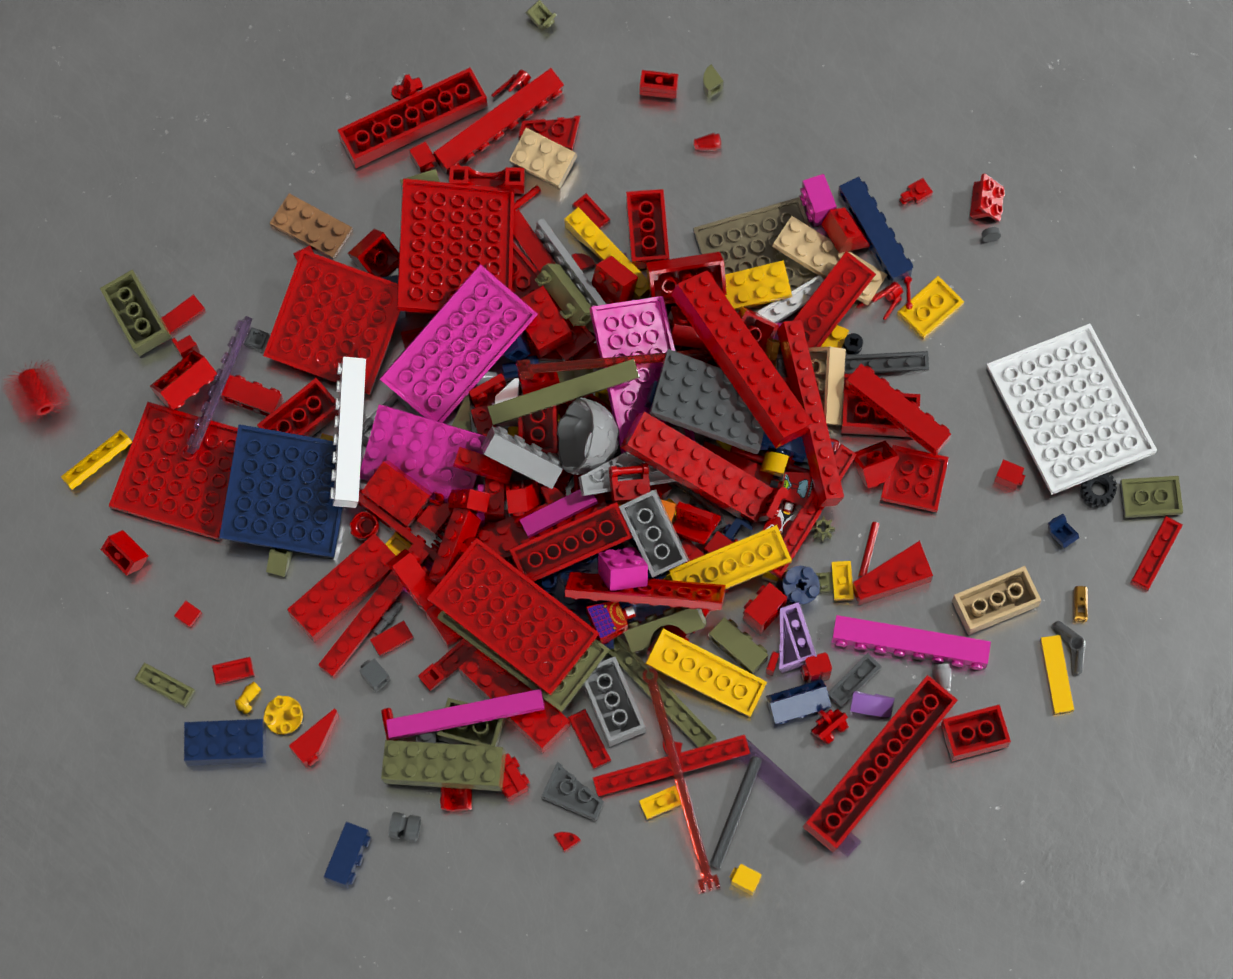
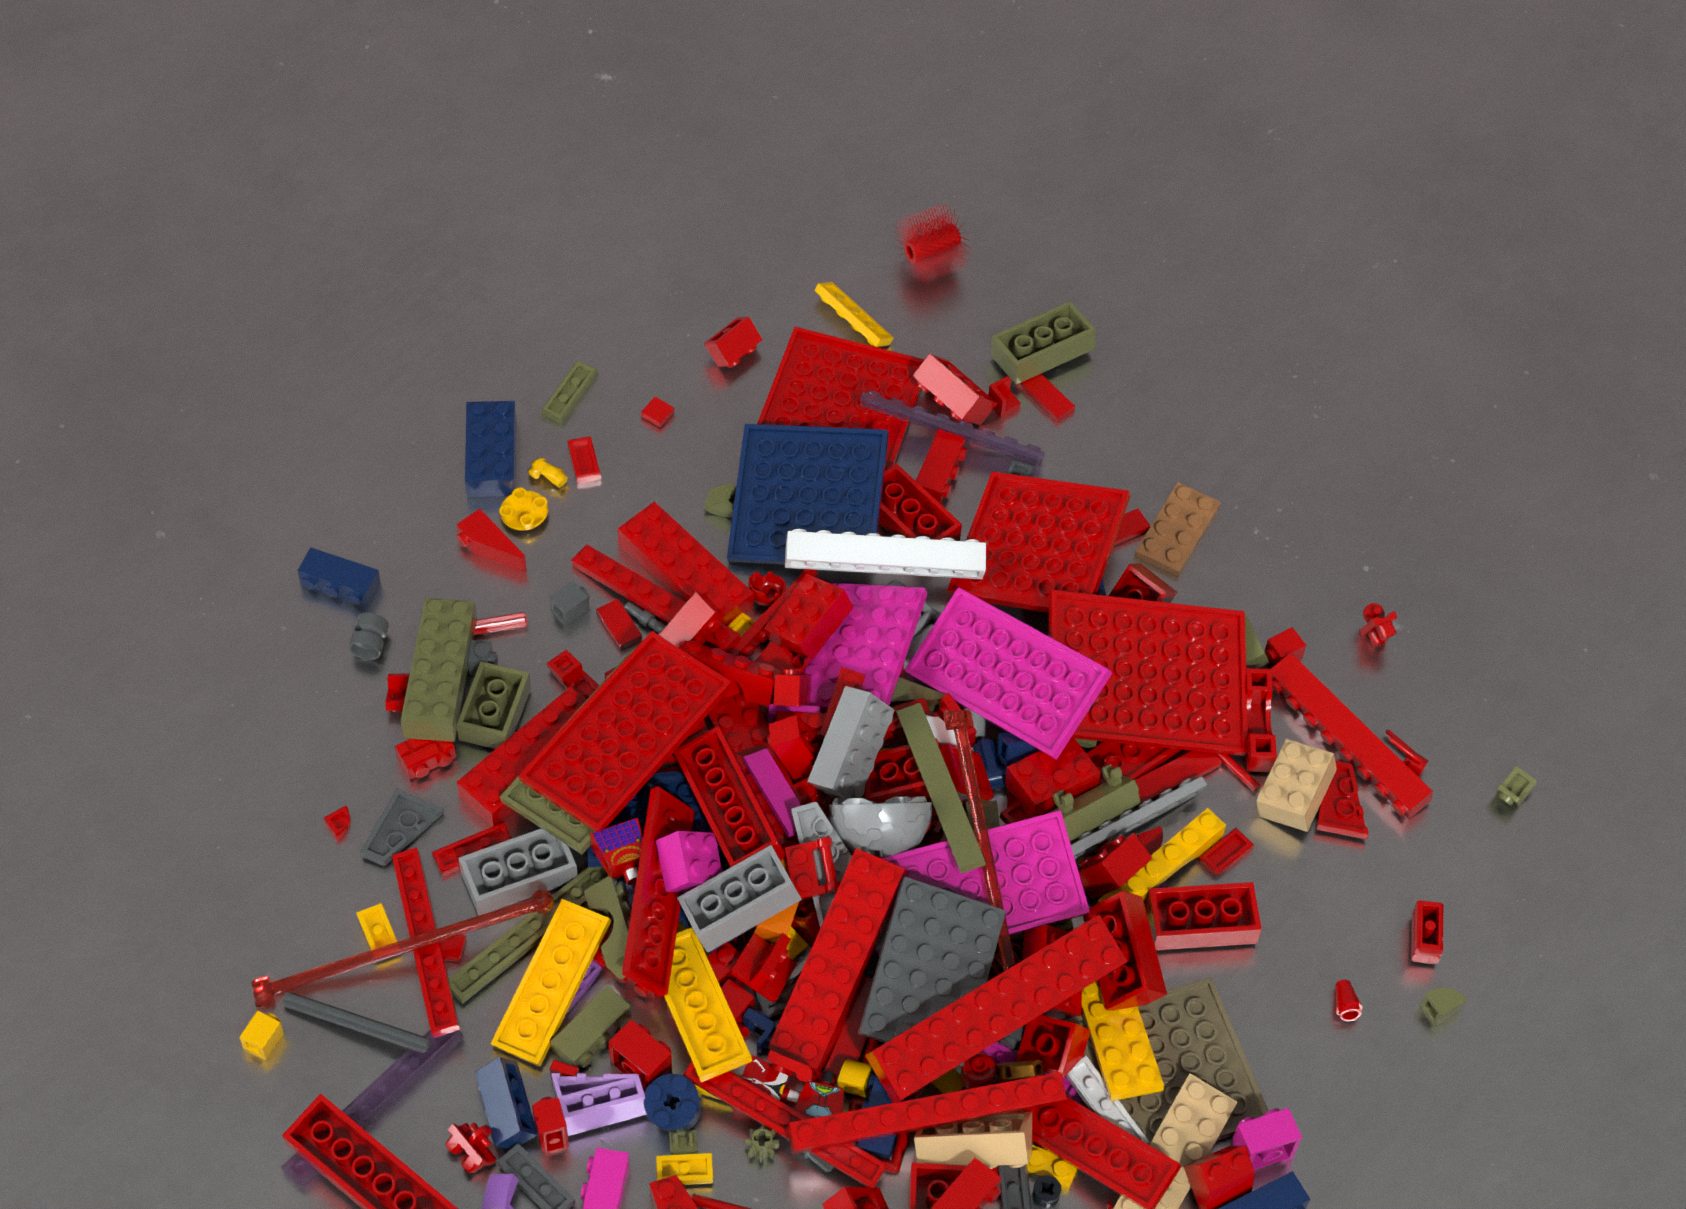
camera: 85 degrees right, 15 degrees down
(412, 117) = (1341, 634): red brick -> none
(465, 714) = (502, 689): dark pink tile -> none

